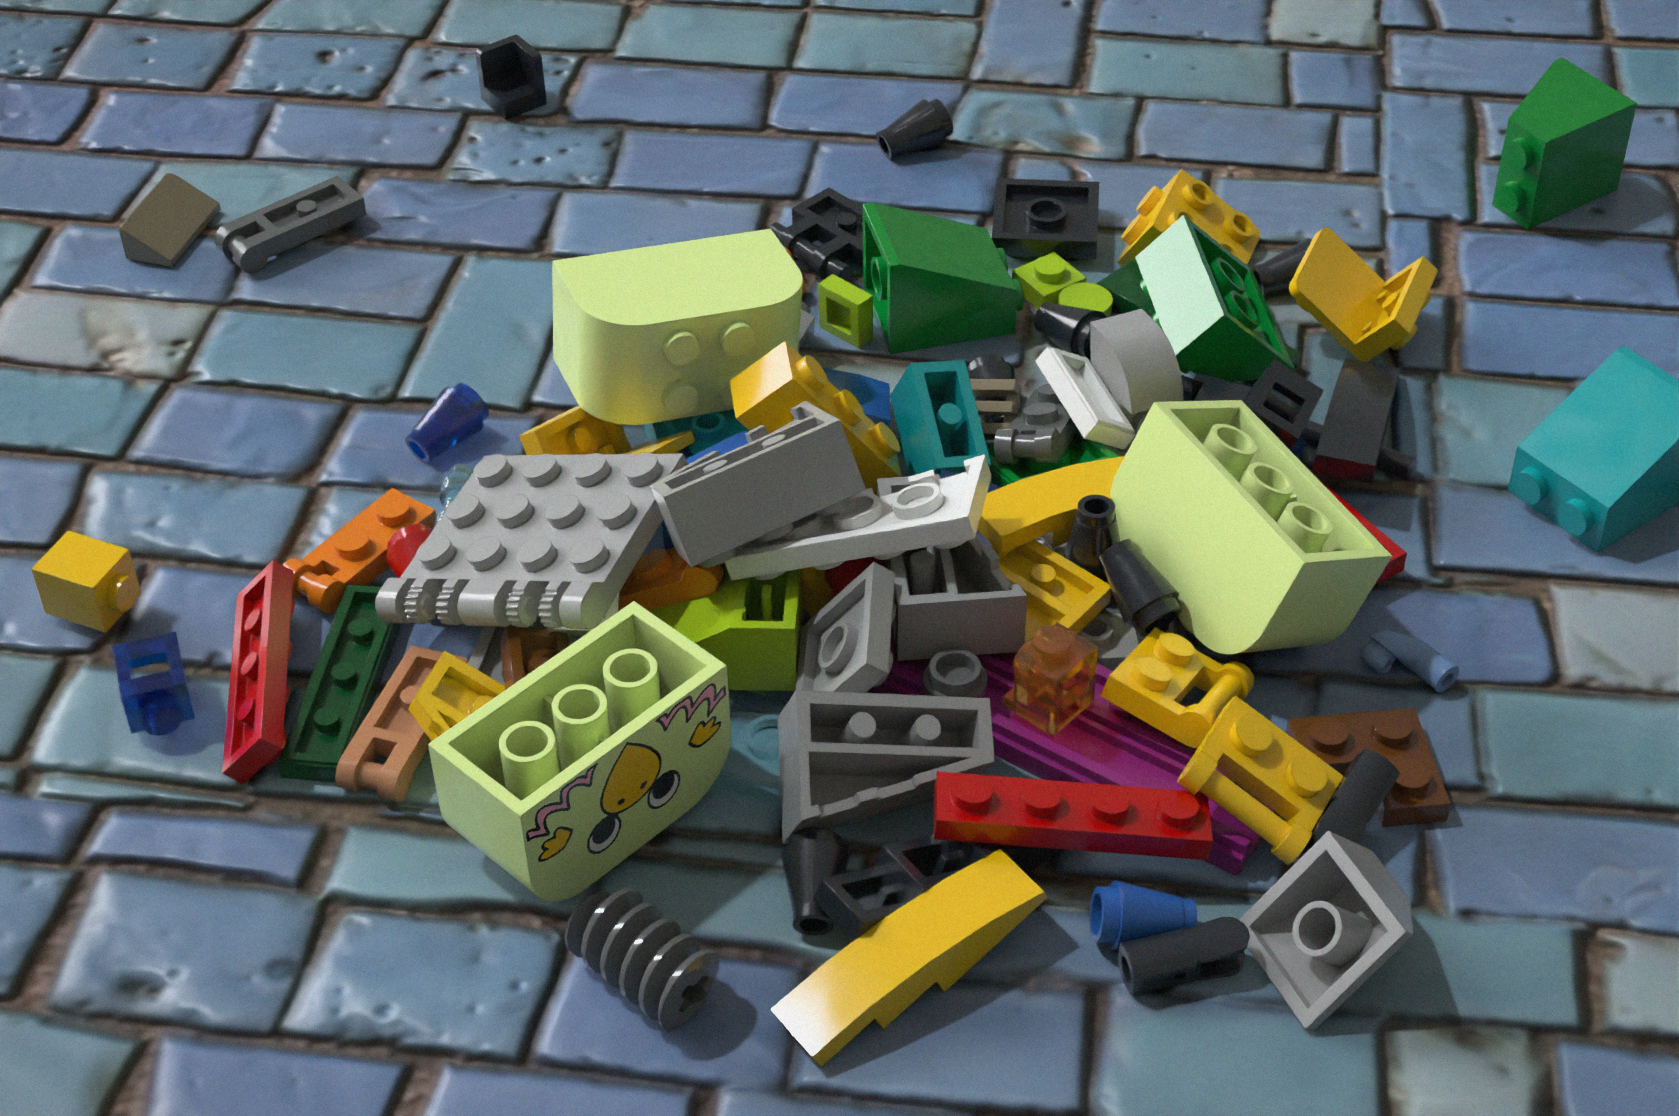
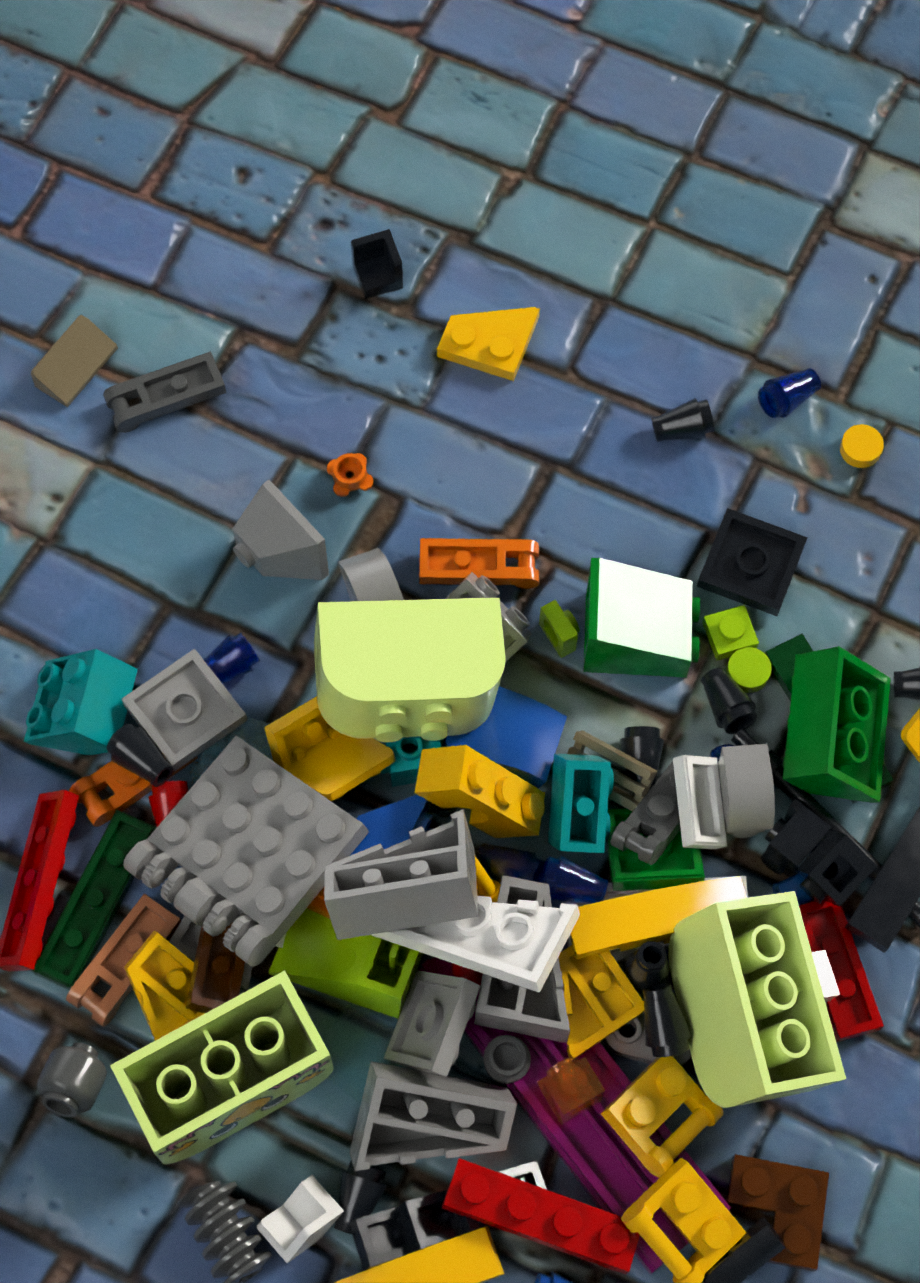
camera: 15 degrees right, 25 degrees up
(268, 493) = (79, 702): none -> teal slope
(361, 503) = (137, 753): none -> black cone
(370, 852) = (71, 1079): none -> dark grey head
(408, 456) = (184, 709): none -> light grey plate
(480, 293) = (279, 538): none -> light grey slope
(541, 244) = (347, 463): none -> orange plate
(663, 118) = (489, 340): none -> yellow wing
(749, 912) = (300, 1220): none -> white panel
(832, 221) = (589, 526): black plate -> none
(1019, 87) = (786, 393): none -> clear blue cone
(1121, 115) = (861, 446): none -> yellow tile
(1200, 205) = (860, 615): yellow bracket -> none
(1412, 653) = (848, 1114): medium blue arm -> none

